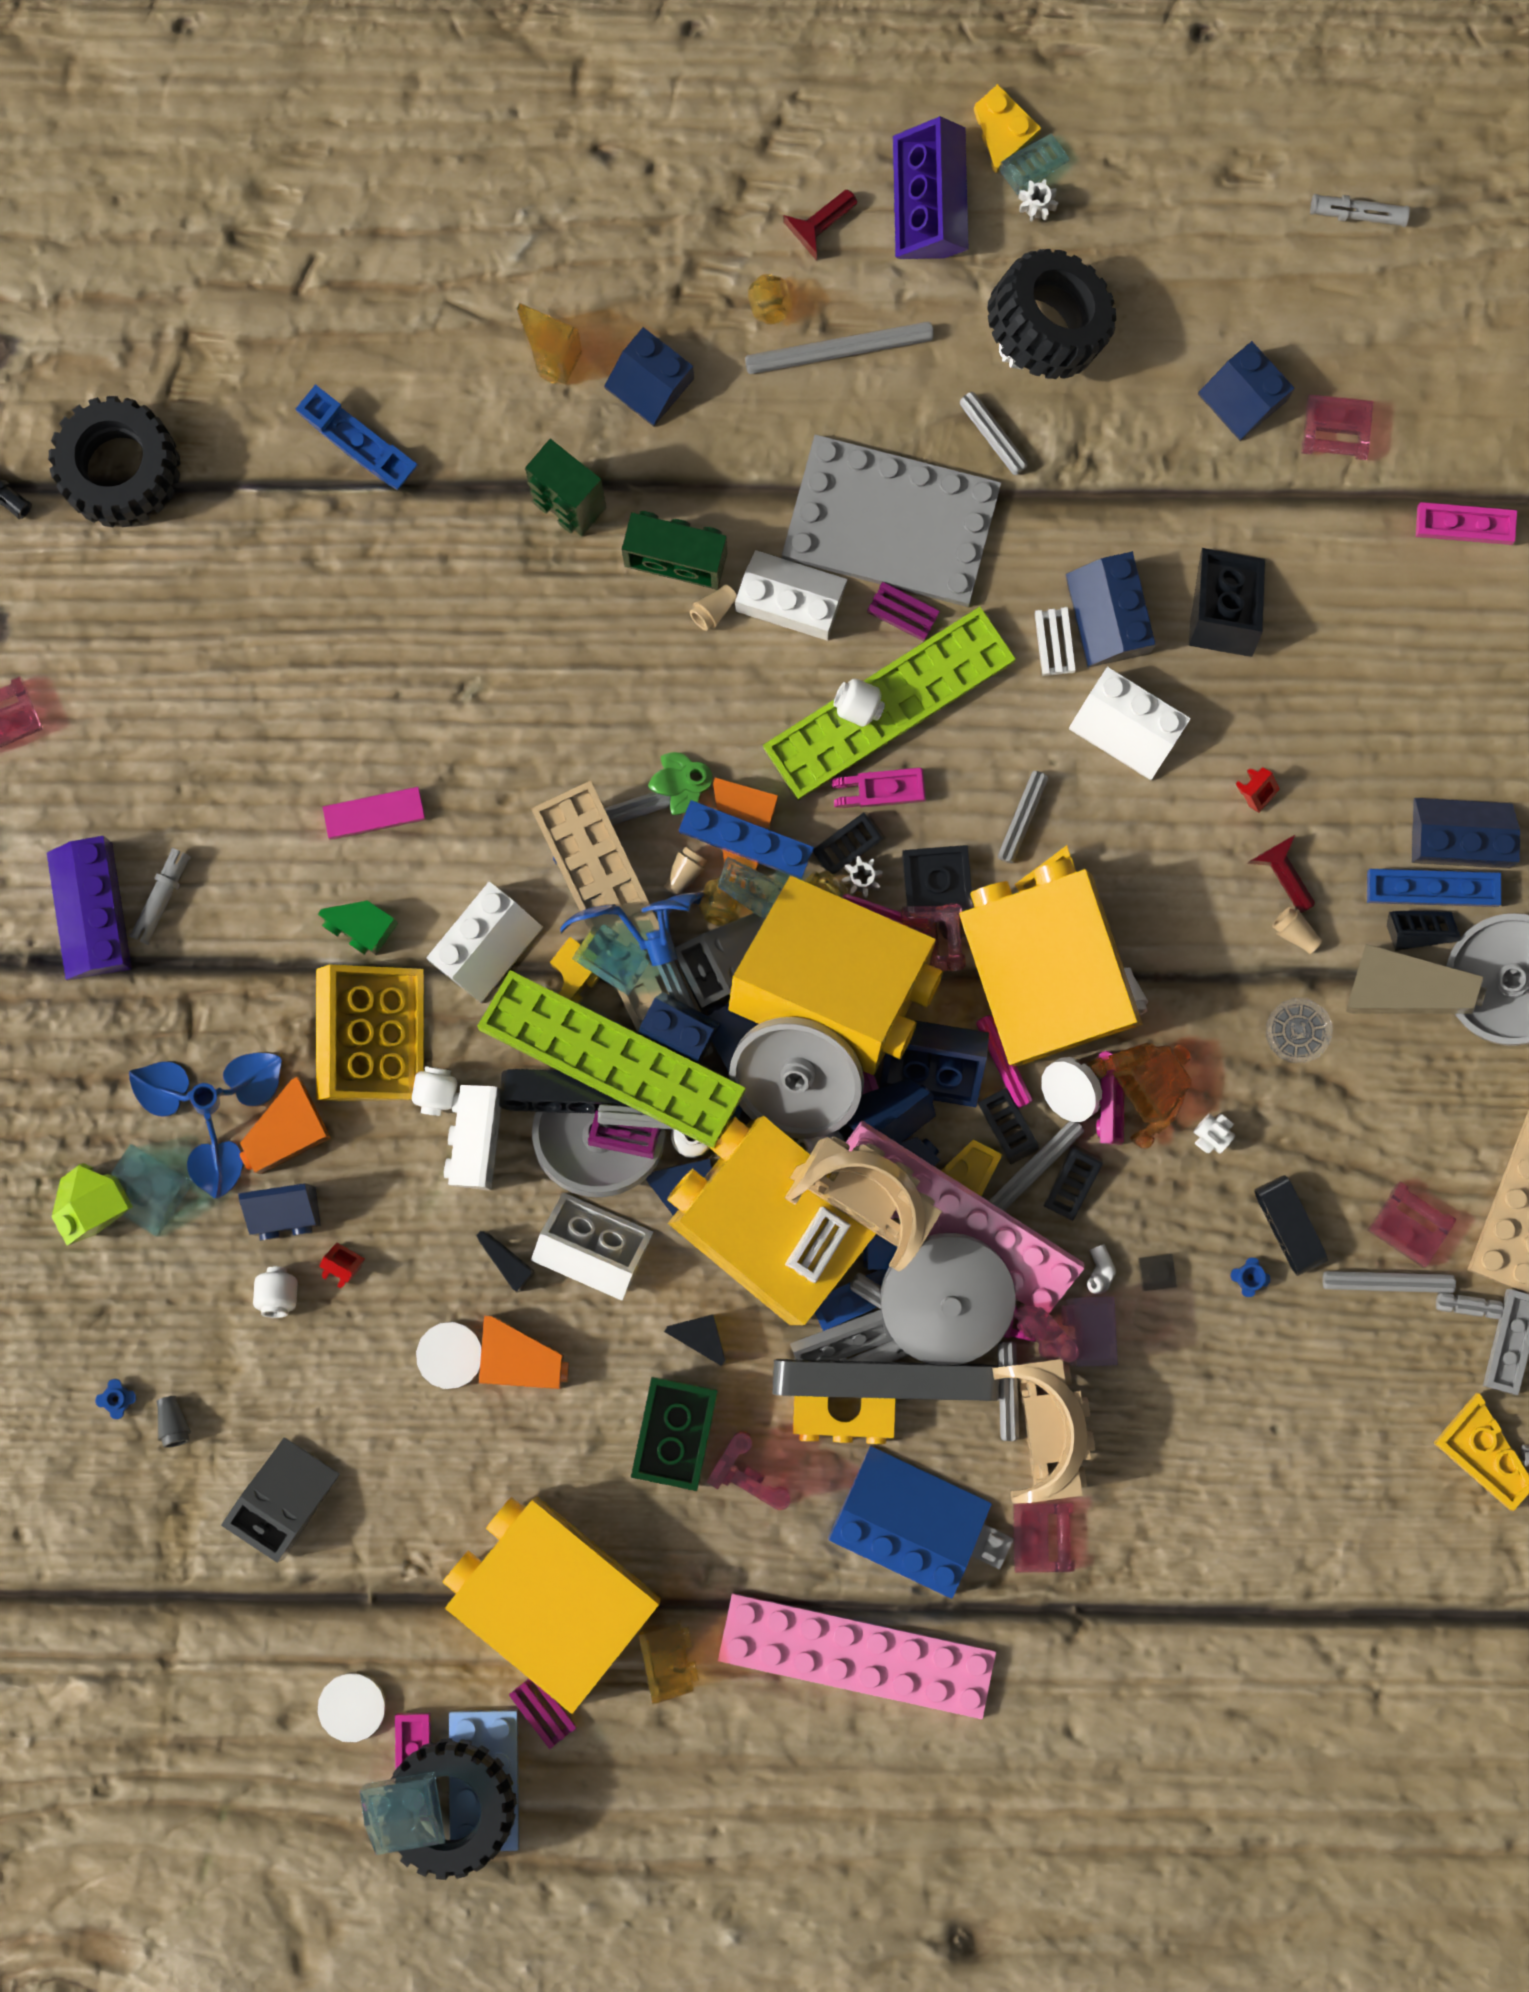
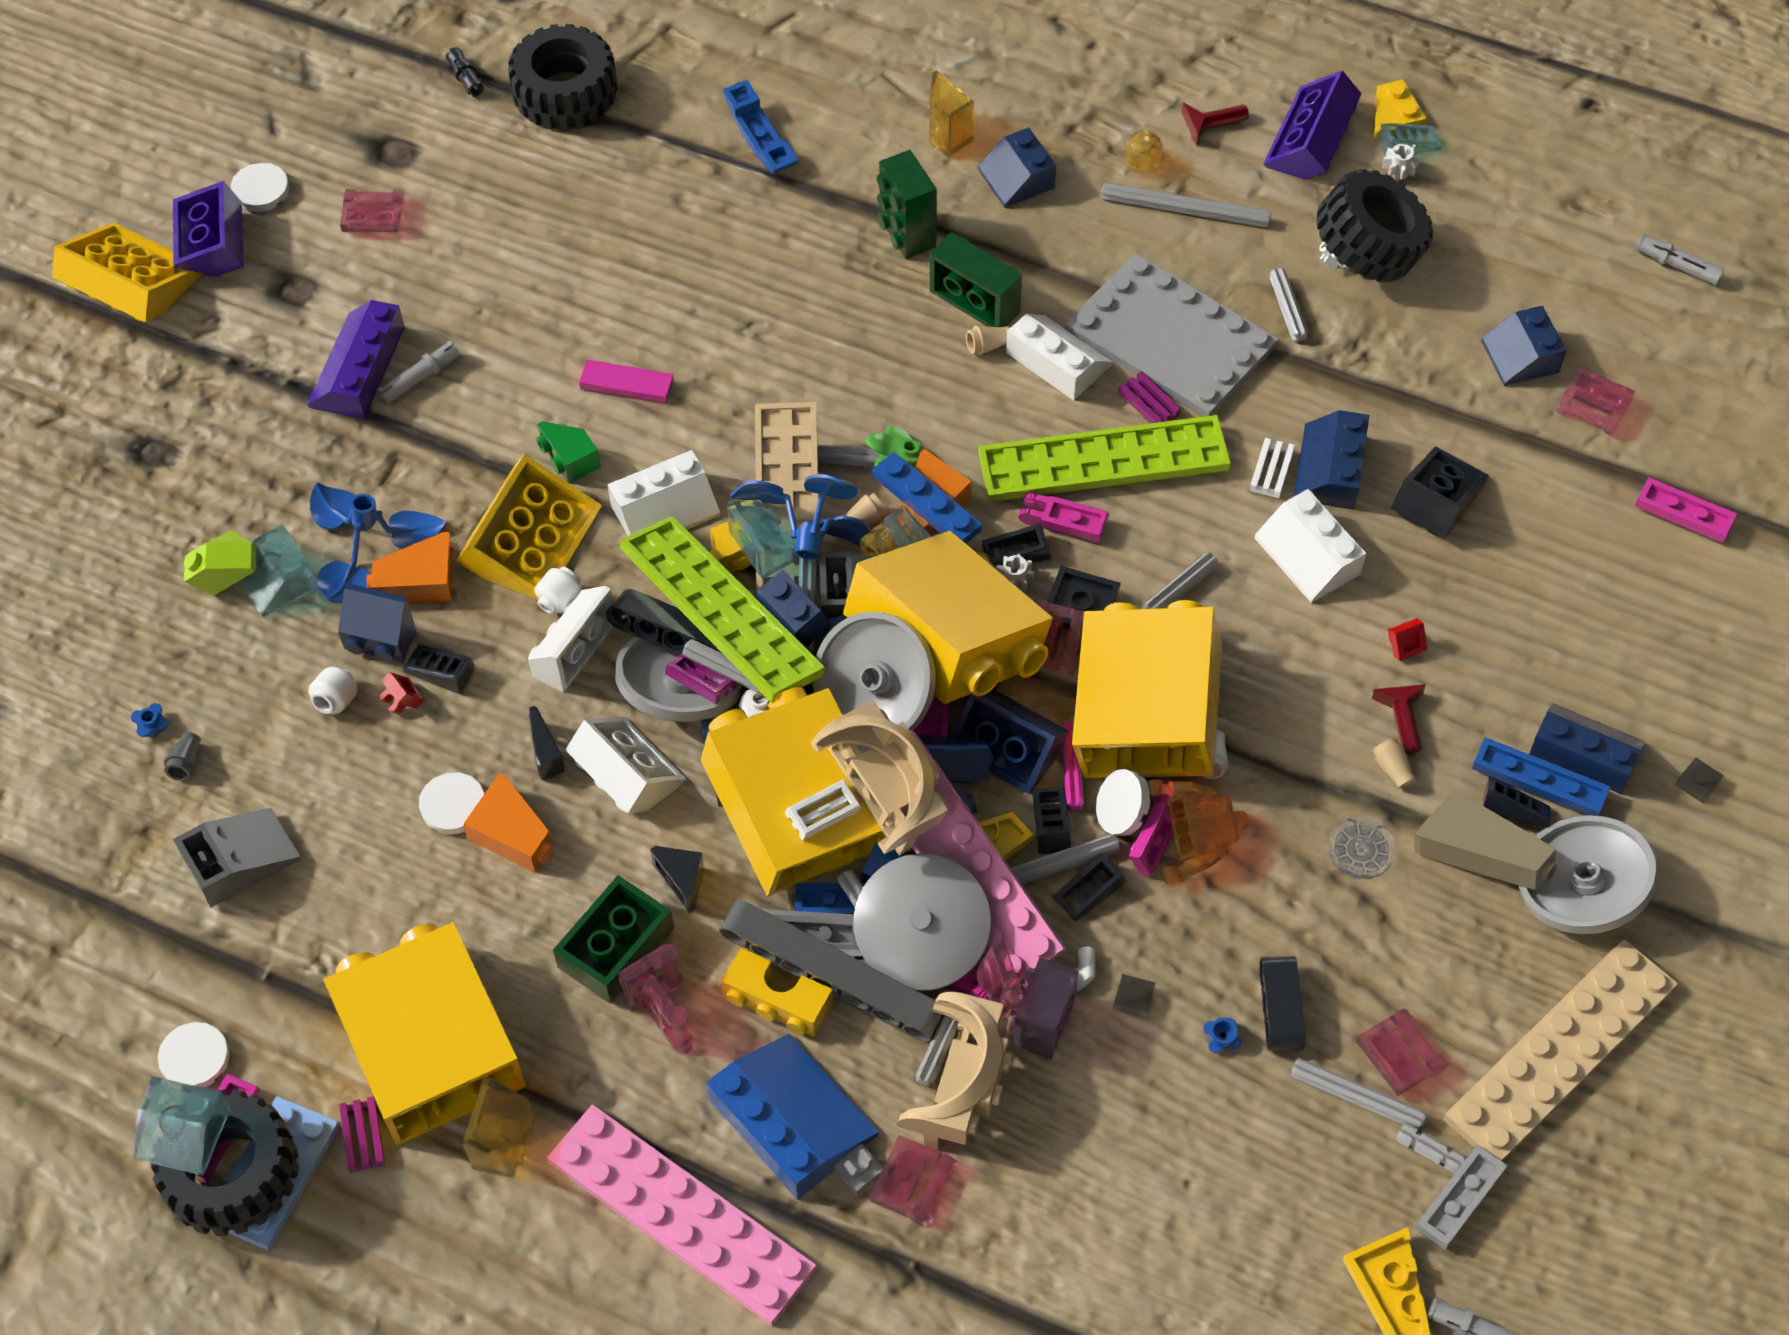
camera: 25 degrees right, 25 degrees down
(387, 1219) = (453, 682): none -> black slope
(859, 702) = (1076, 438): white head -> none
(1214, 1133) = (1241, 894): white gear -> none

